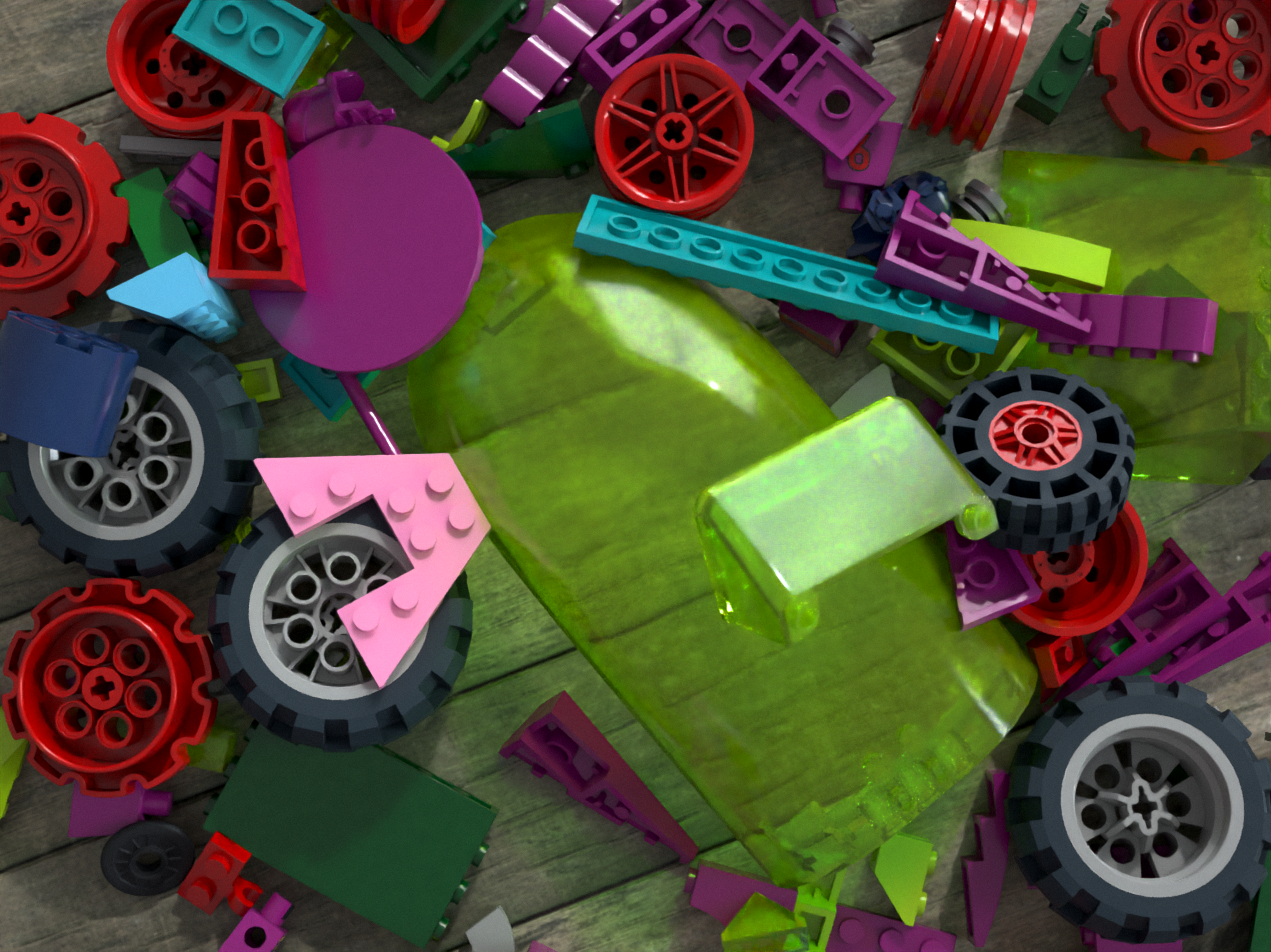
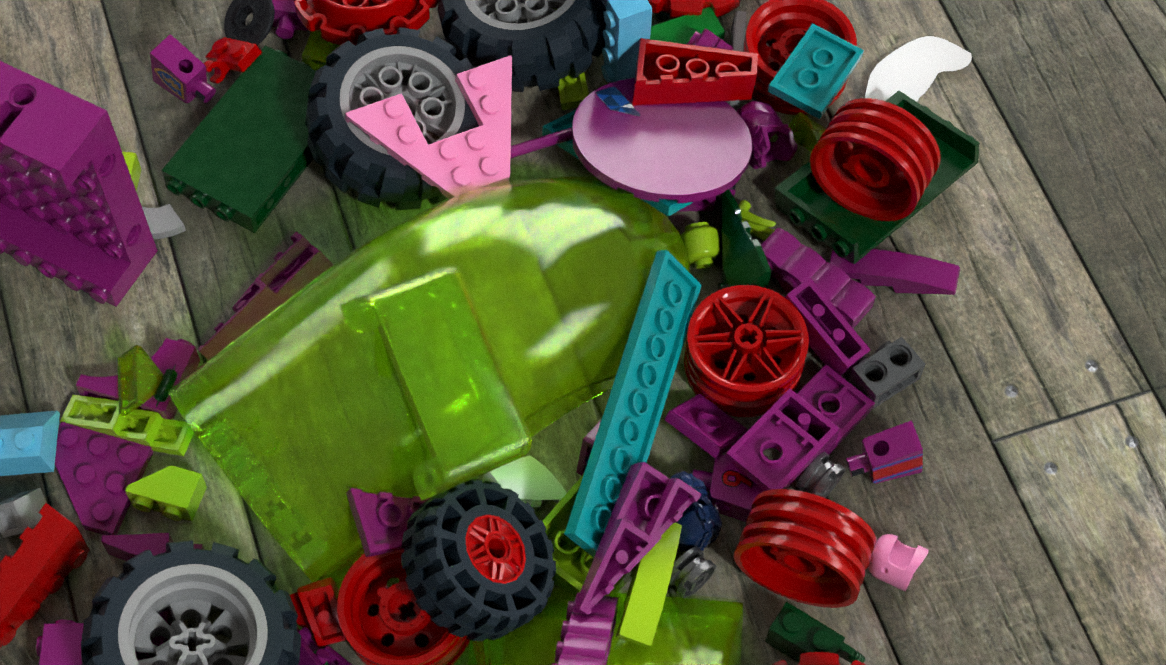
camera: 90 degrees right, 25 degrees down
(301, 313) = (616, 101): none -> sticker
(507, 200) = (701, 244): none -> lime head
(768, 894) = (166, 384): none -> dark green piece
(780, 191) = (706, 425): none -> magenta plate

